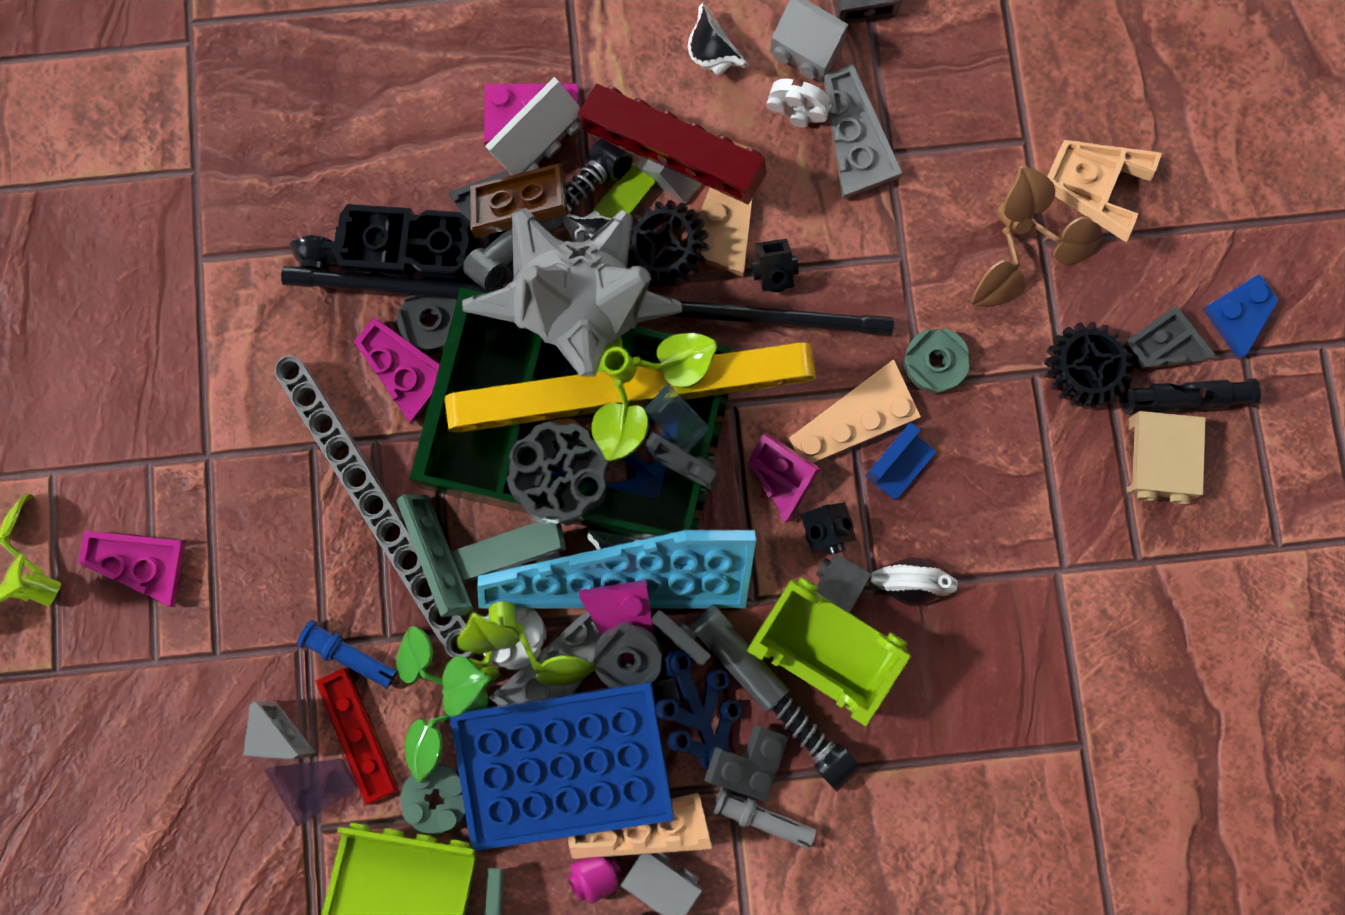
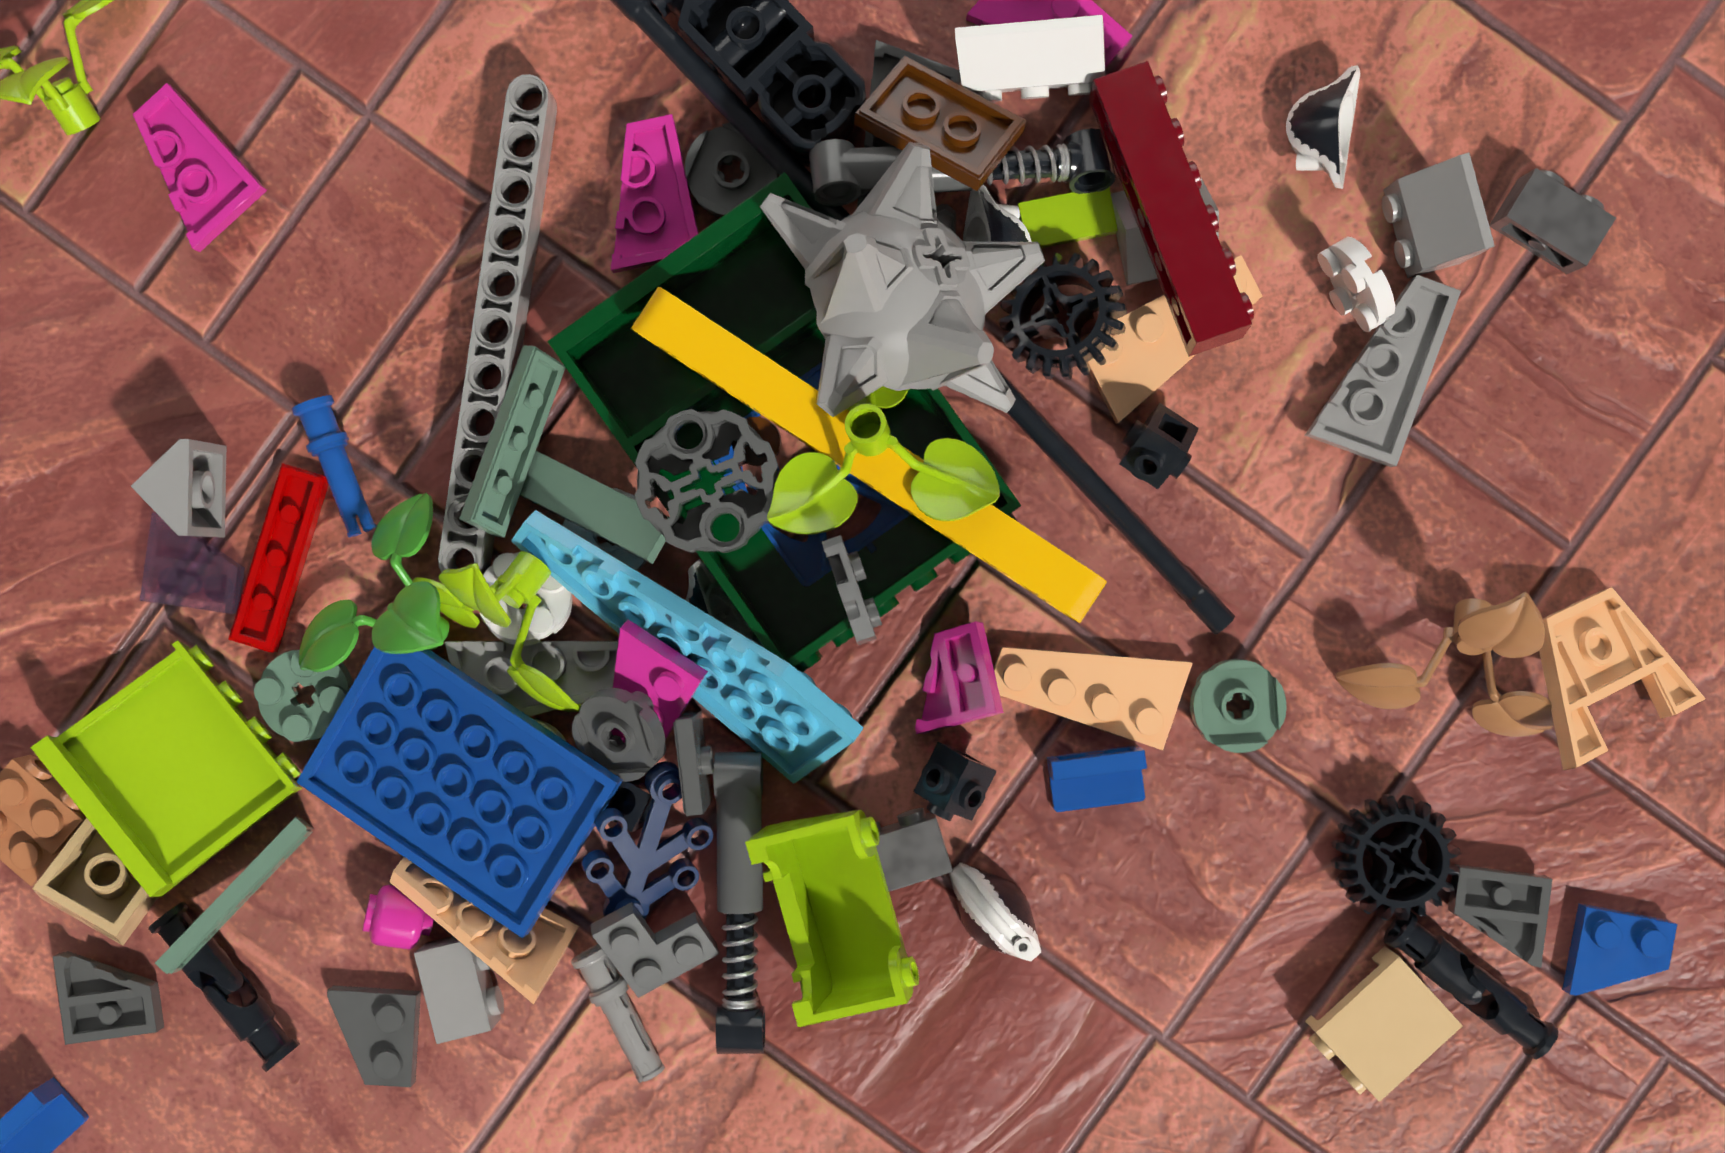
camera: 40 degrees right, 10 degrees up
(676, 418) = (886, 535): clear light blue tile -> none

